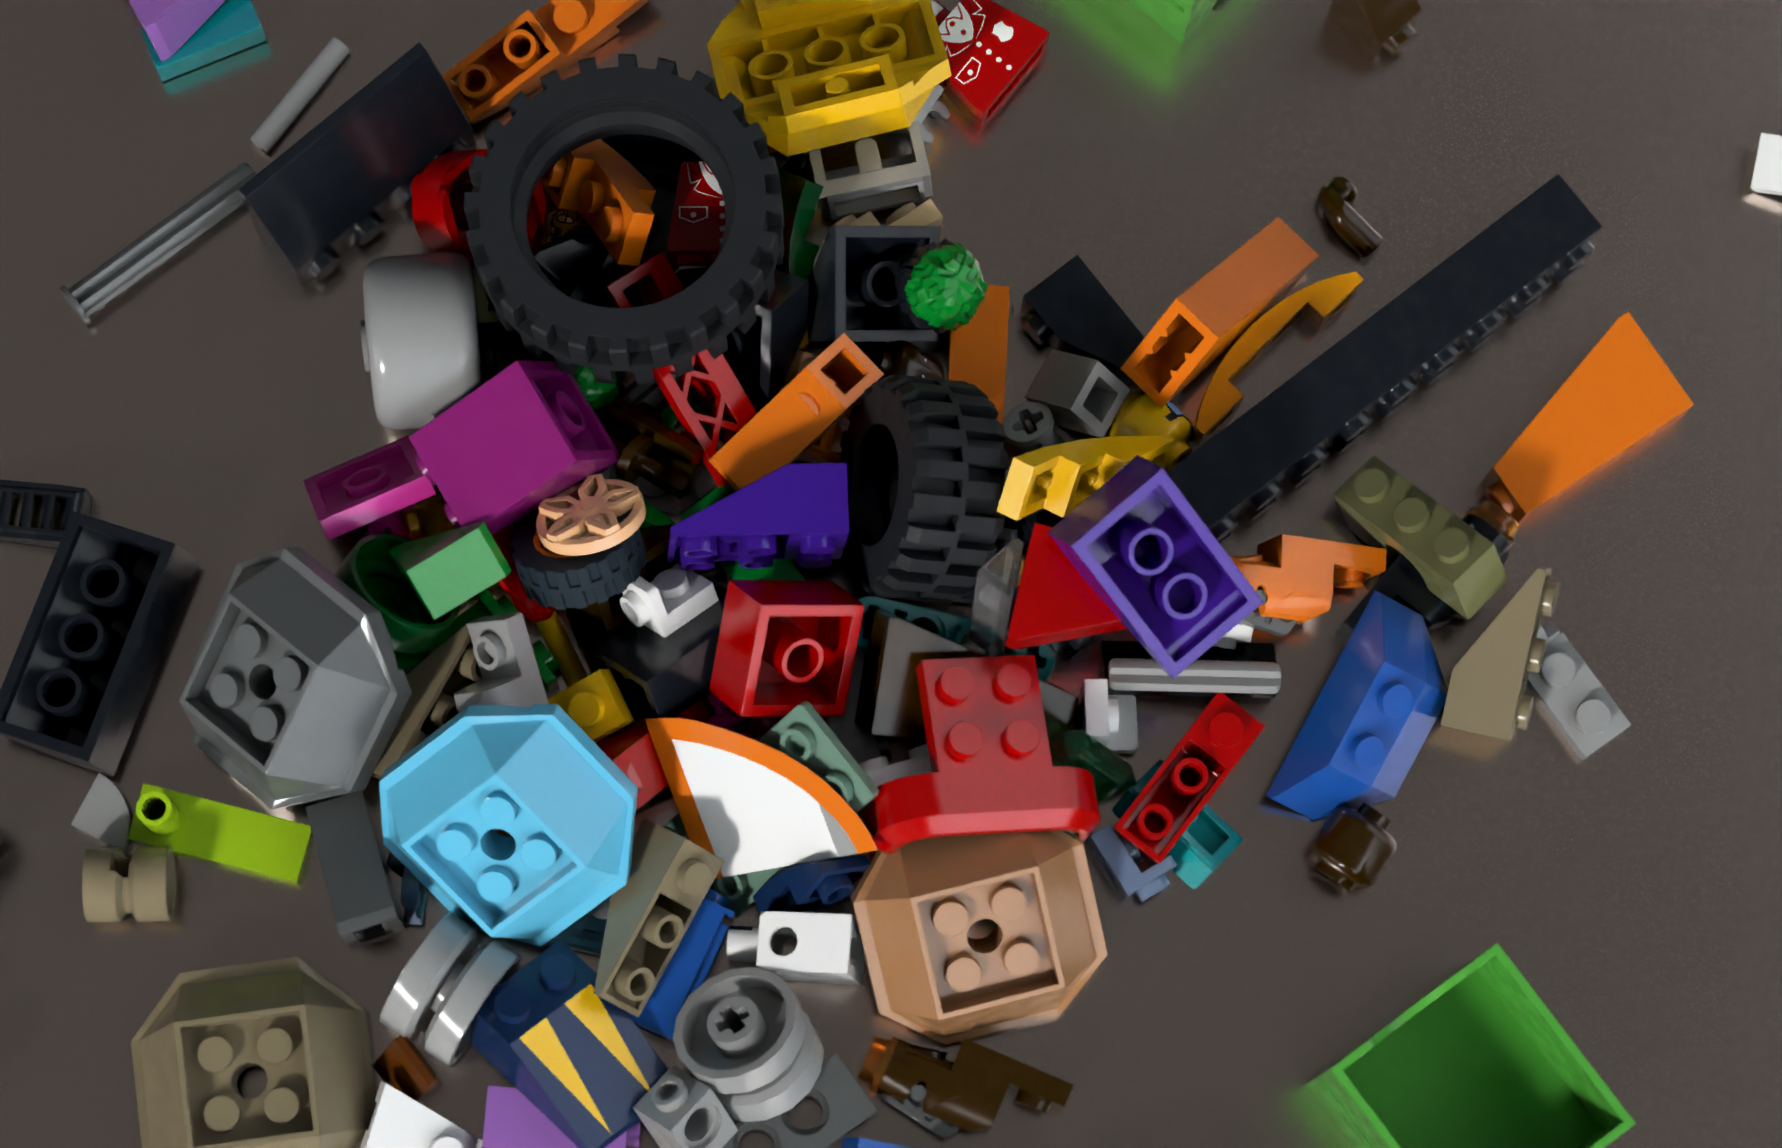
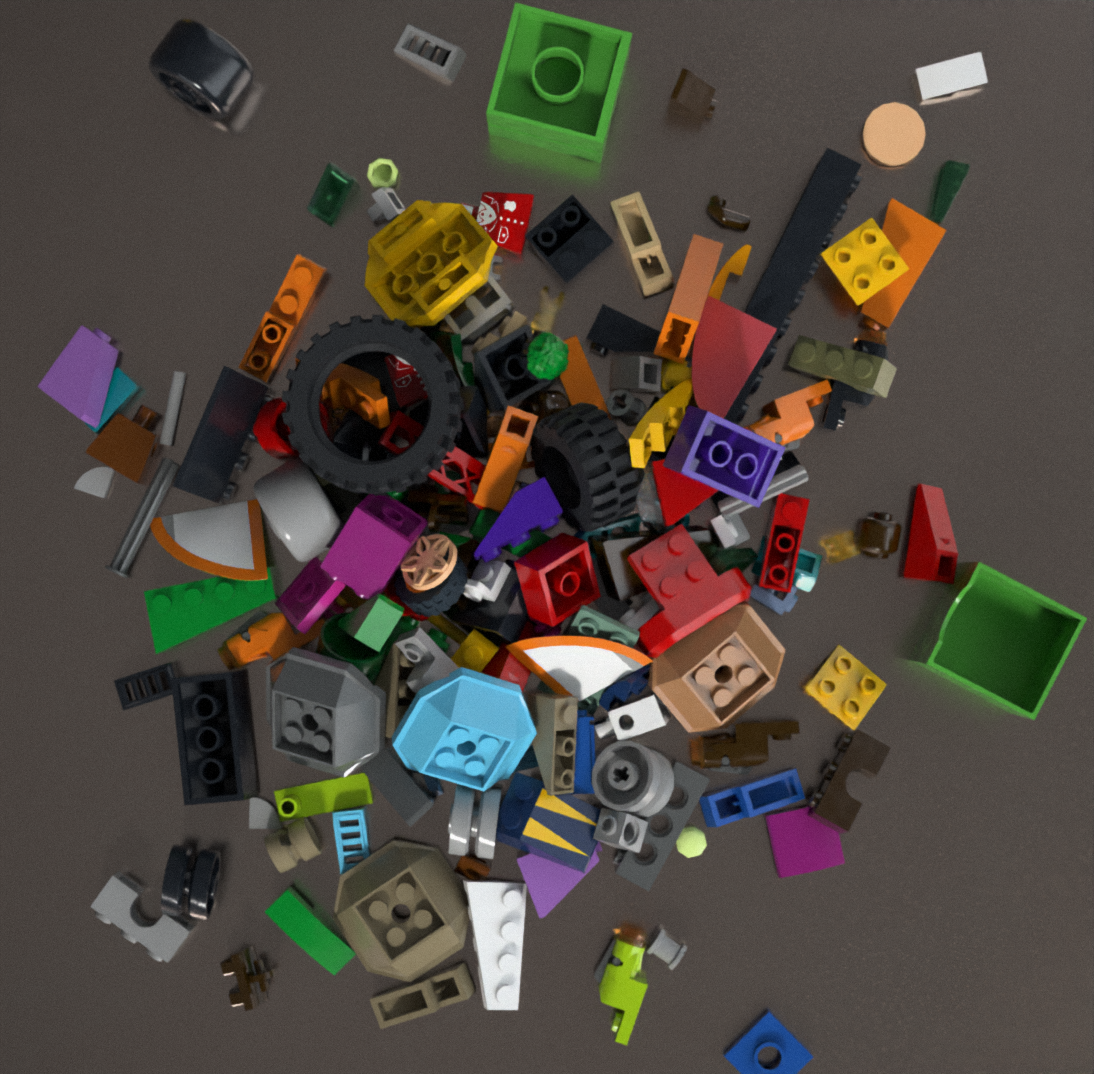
camera: 15 degrees left, 10 degrees up
(83, 1043) = (310, 931): none -> green slope
(117, 149) = (96, 481): none -> light grey tile
(174, 421) = (199, 606): none -> green wedge
(199, 114) = (128, 444): none -> reddish brown torso
(217, 900) = (350, 814): none -> medium azure slope
(255, 519) = (264, 634): none -> orange plate
(263, 331) = (217, 540): none -> sticker
(985, 228) = (545, 320): none -> clear yellow plate
(1072, 135) = (569, 241): none -> black slope
(1178, 1073) = (845, 687): none -> yellow hinge
(1186, 197) = (642, 244): none -> tan slope
(1239, 415) = (725, 354): none -> coral sticker
(1283, 836) = (842, 546): none -> clear yellow wheel
(1366, 717) = (856, 467): blue wedge -> none
(1437, 895) = (932, 544): none -> red slope
(1492, 676) = (908, 417): dark tan slope -> none
(1535, 383) = (864, 261): none -> yellow hinge
(1574, 696) = (944, 402): light grey hinge -> none
(1678, 220) = (893, 134): none -> light nougat tile
(1737, 334) = (948, 185): none -> clear green slope

